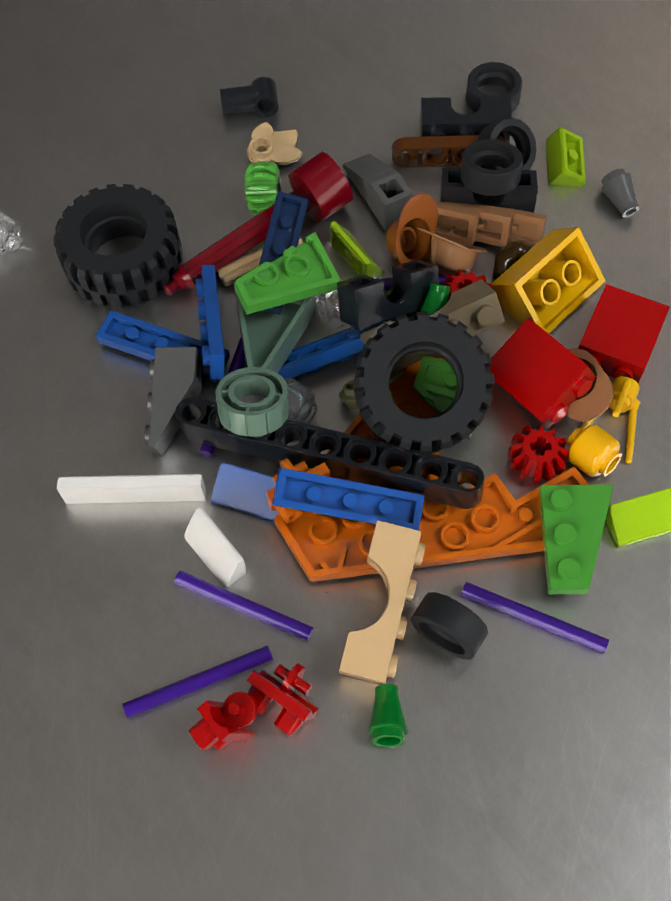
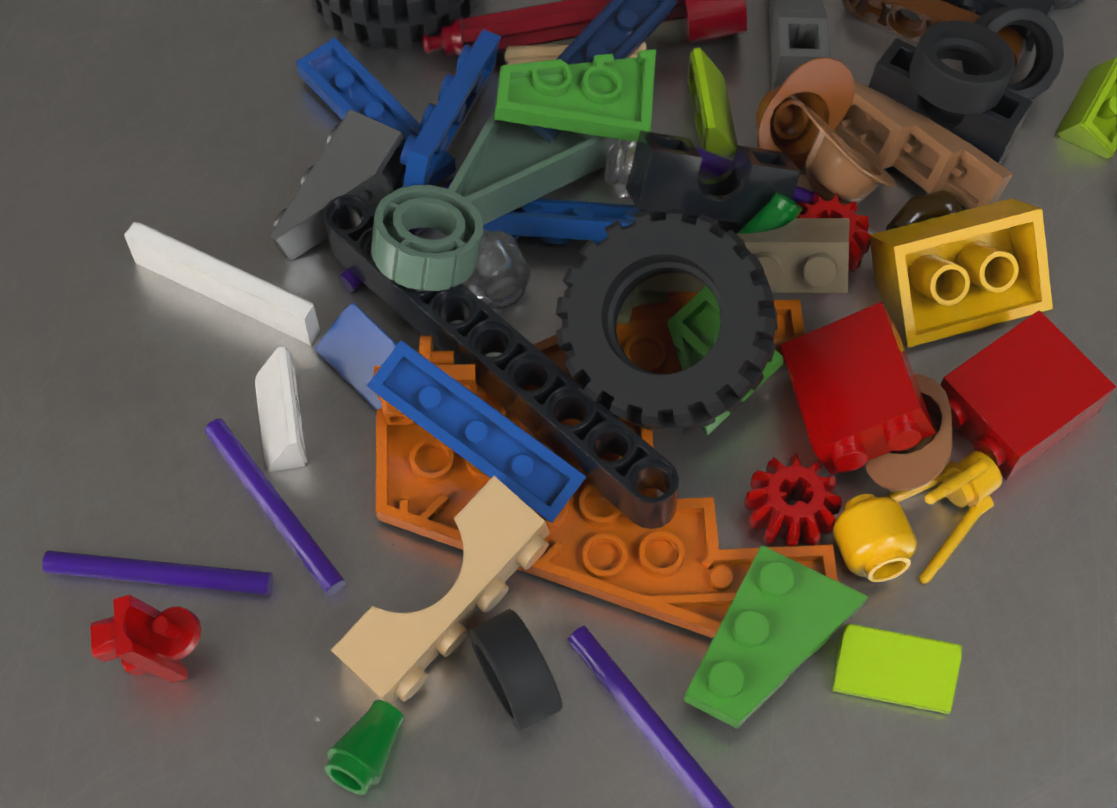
camera: 25 degrees right, 0 degrees up
(295, 707) = (255, 645): red hips -> none

